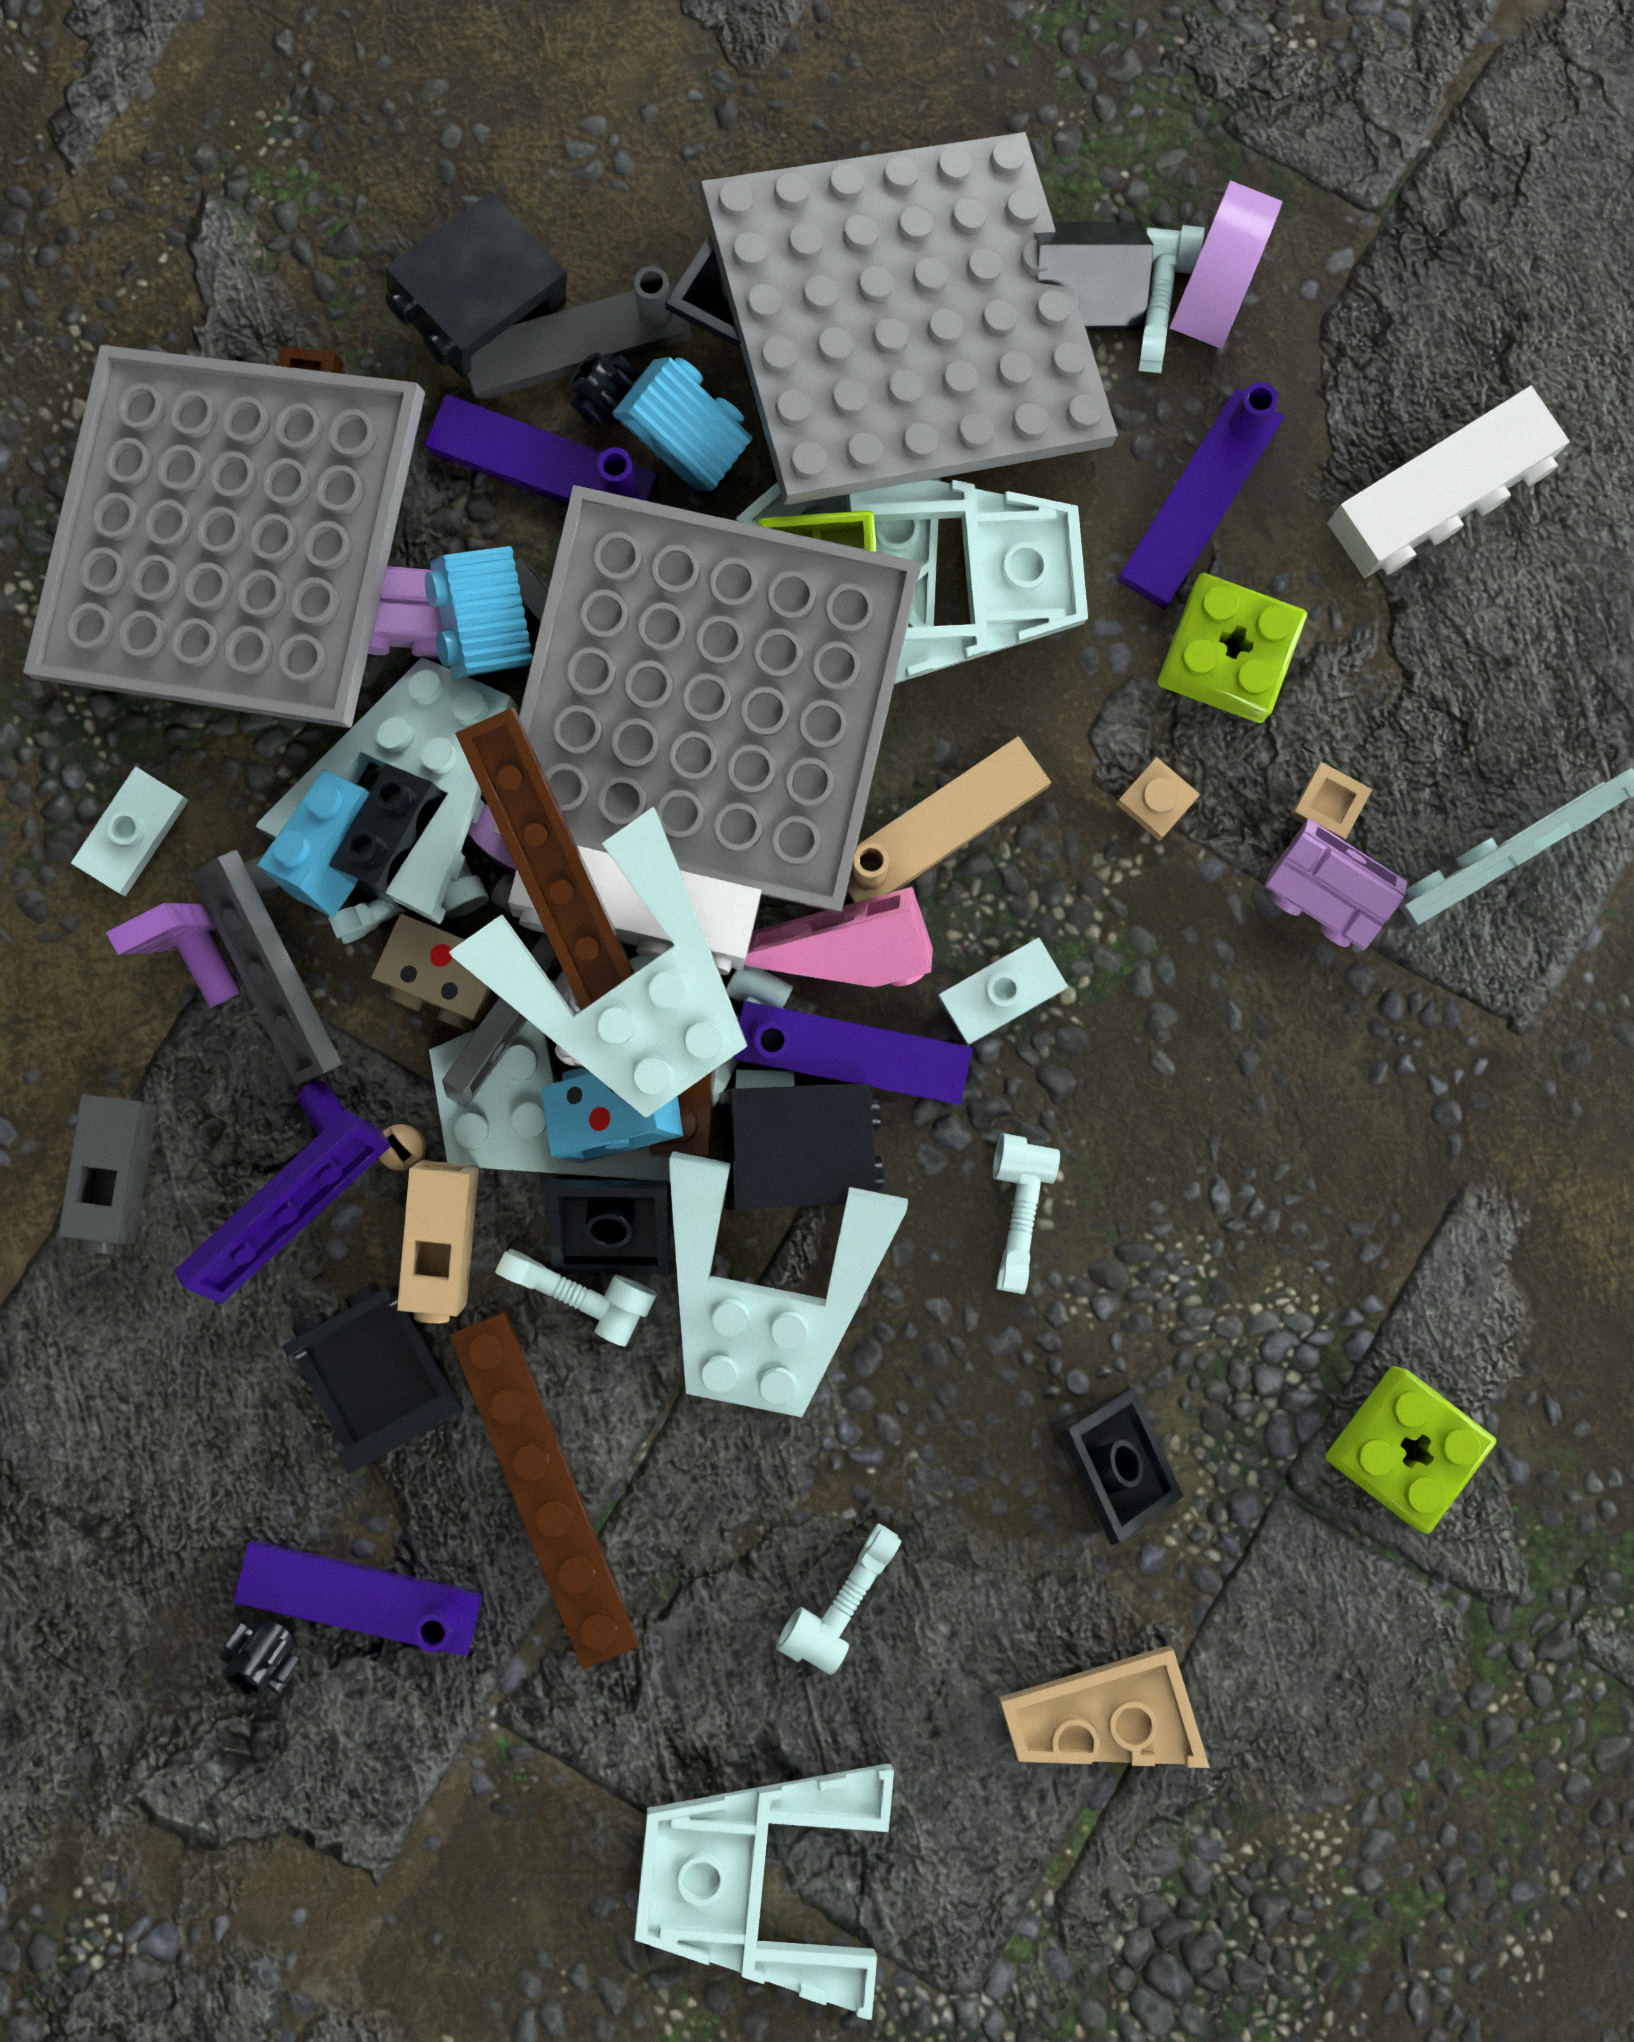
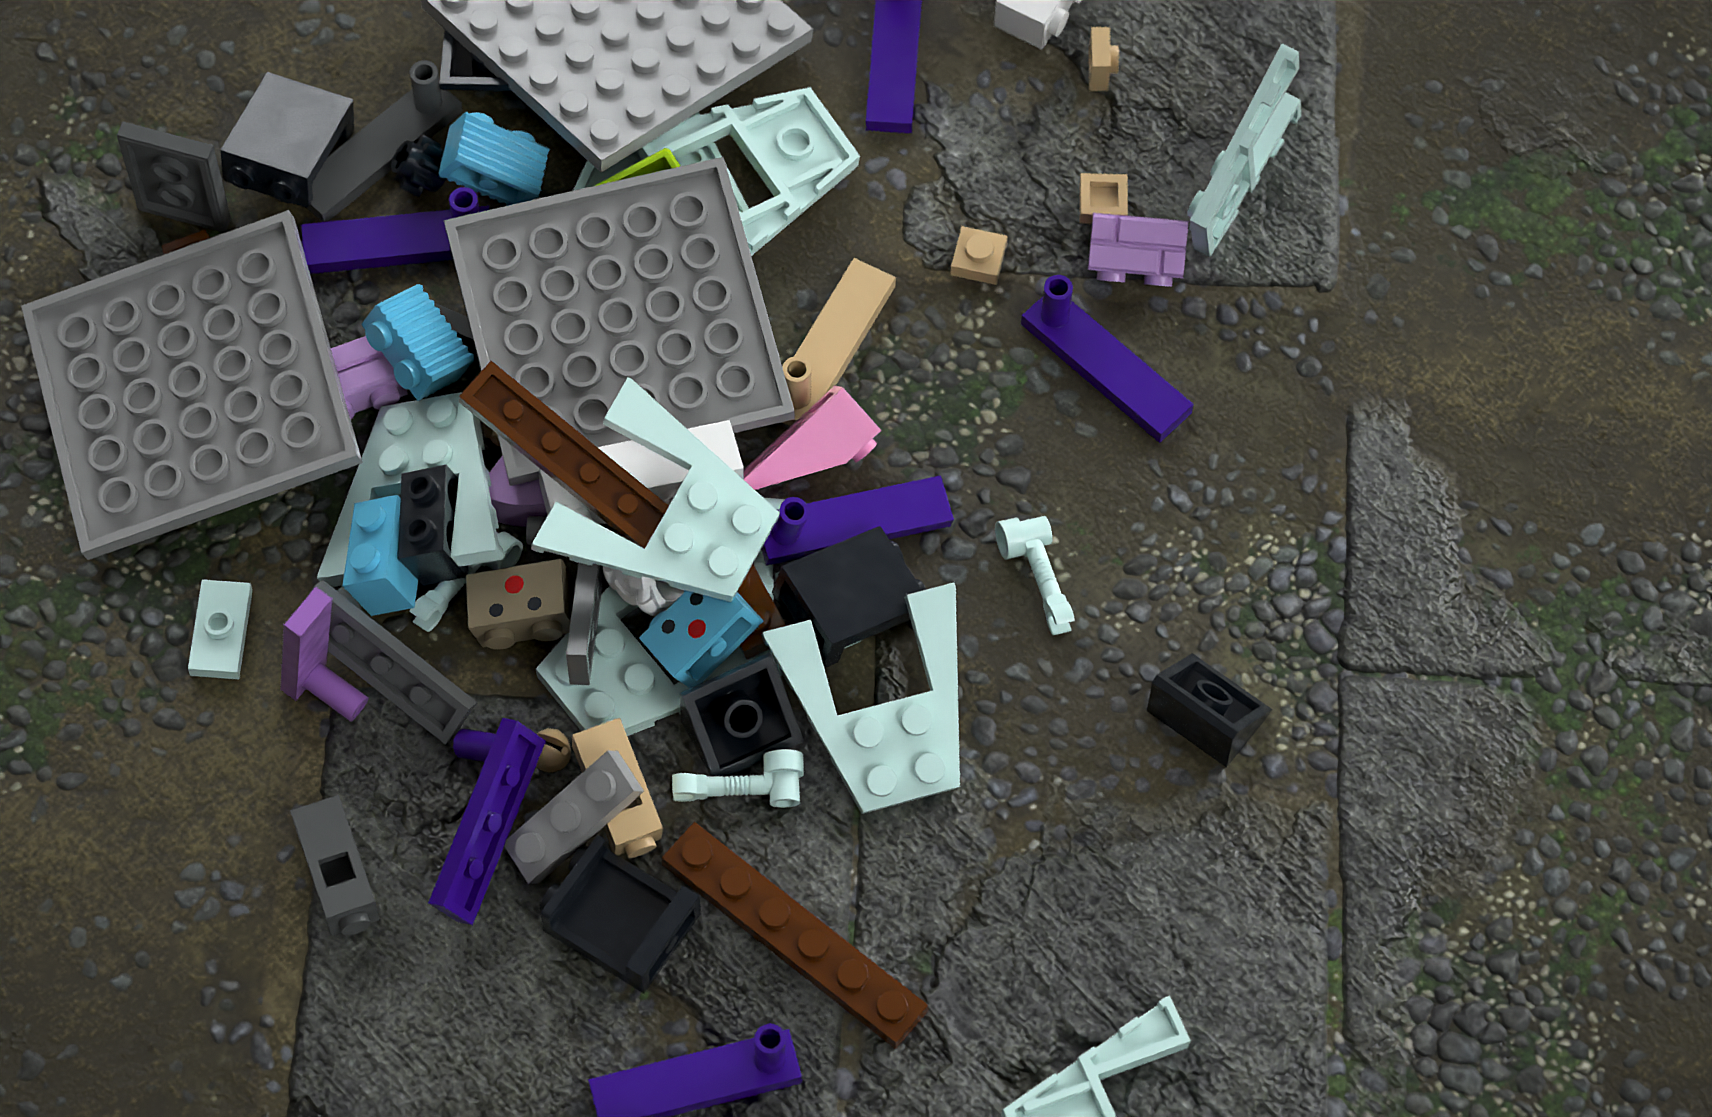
camera: 25 degrees left, 20 degrees down
(315, 275) = (174, 177): none -> dark grey tile
(370, 1255) = (573, 817): none -> light grey plate
(817, 1637) = (1060, 933): light aqua brick -> none
(1002, 991) = (940, 432): light aqua plate -> none
(1108, 1714) = (1305, 879): tan wing -> none
(1198, 659) = (958, 153): lime brick -> none
(1226, 1000) = (1105, 360): none -> dark purple piece
(1422, 630) = (1102, 59): none -> tan plate
(1449, 1447) = (1389, 609): lime brick -> none

